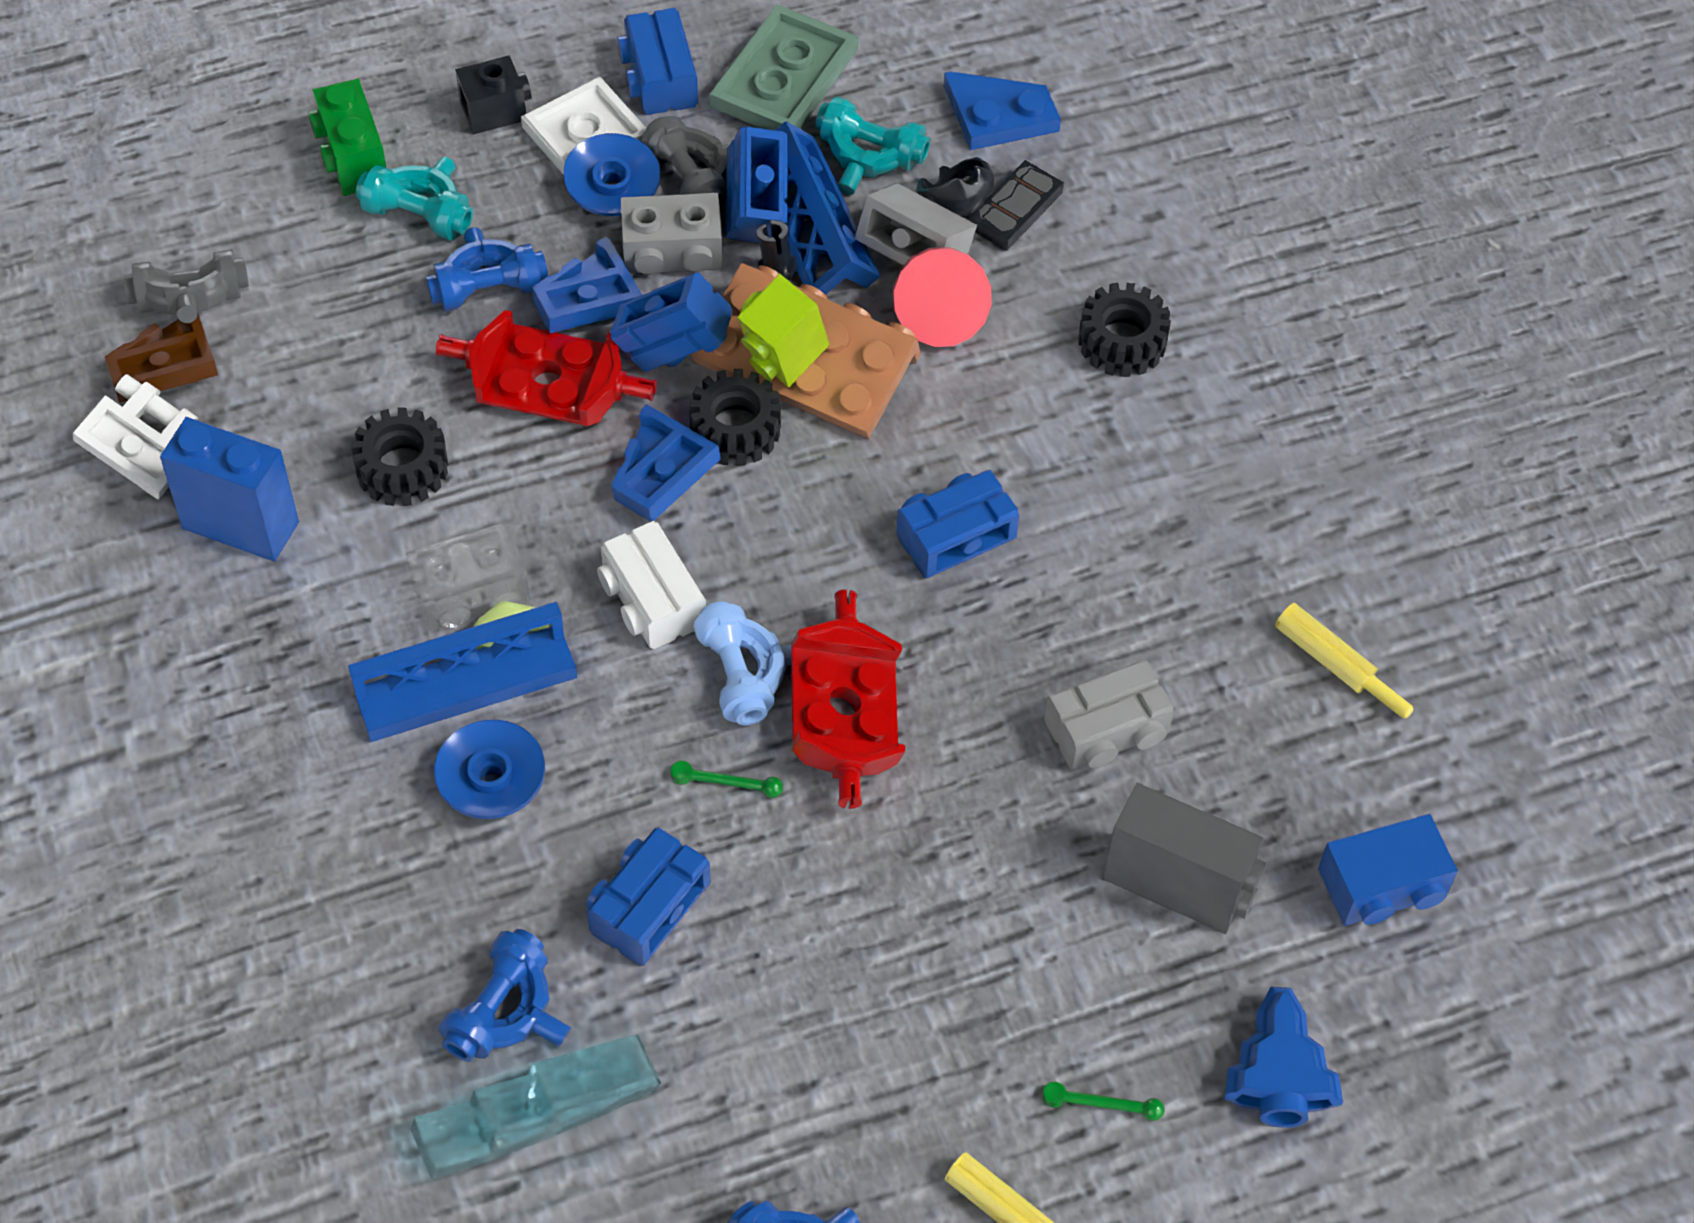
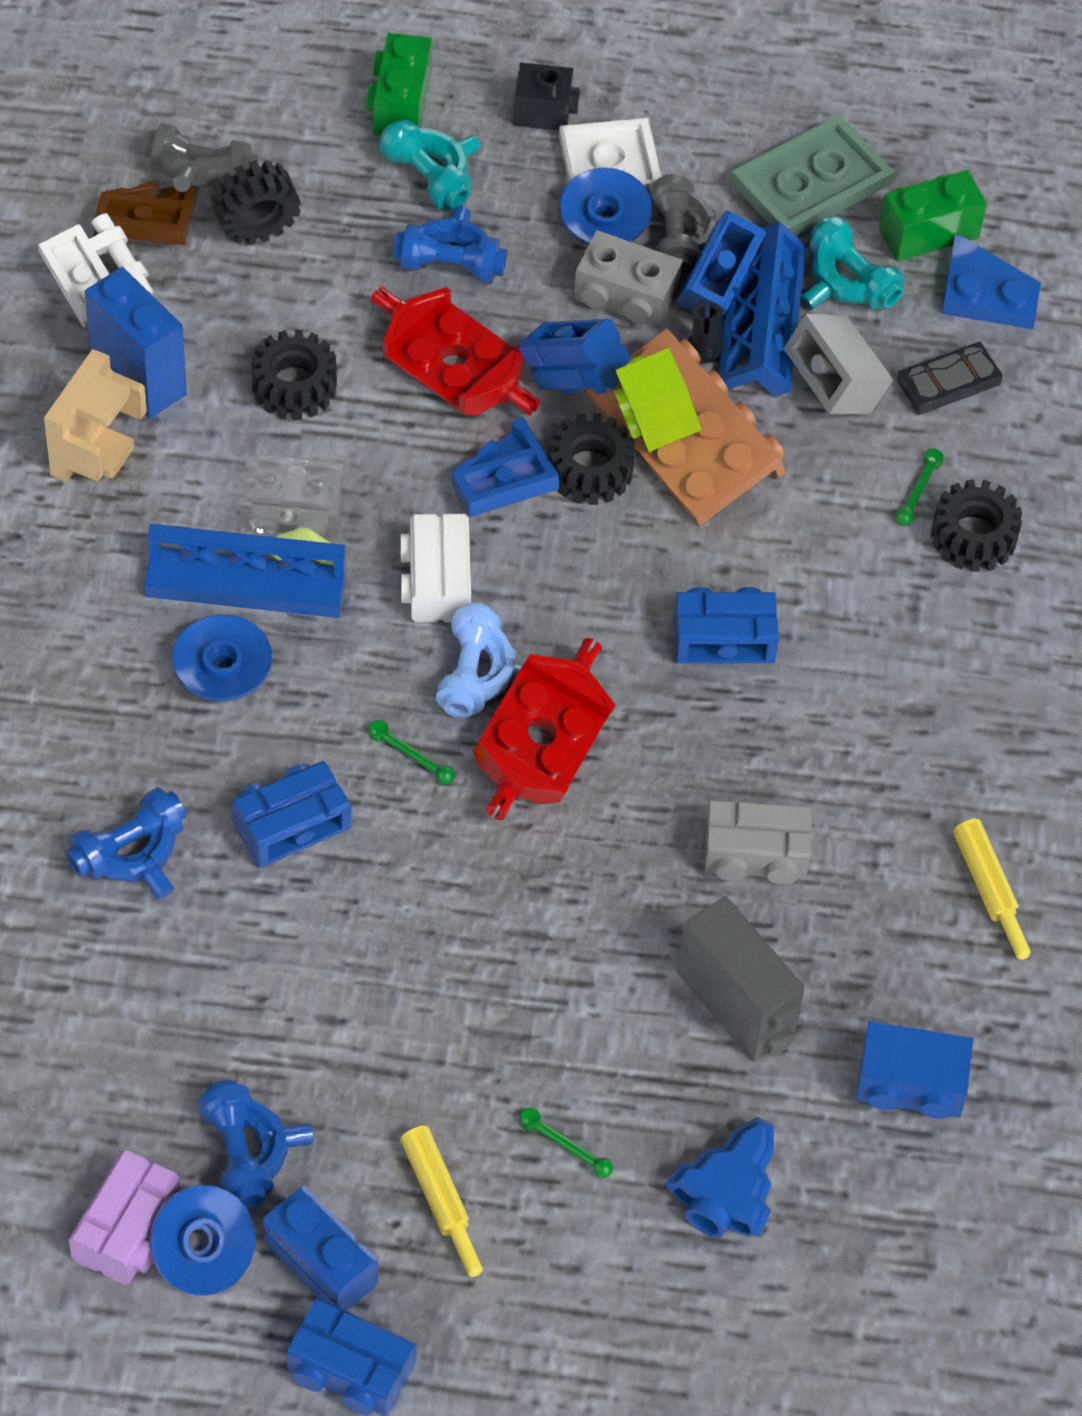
camera: 25 degrees right, 0 degrees up
(217, 609) = (80, 417): none -> tan panel
(271, 303) = (255, 202): none -> black tyre
(535, 1107) = (110, 935): clear light blue slope -> none
(585, 290) = (525, 298): blue wing -> none
(659, 61) = (705, 124): blue brick -> none
(915, 61) = (931, 214): none -> green brick
(942, 296) = (825, 429): coral tile -> none
(961, 187) = (902, 345): black hair -> none
(1045, 286) = (932, 460): none -> green hinge

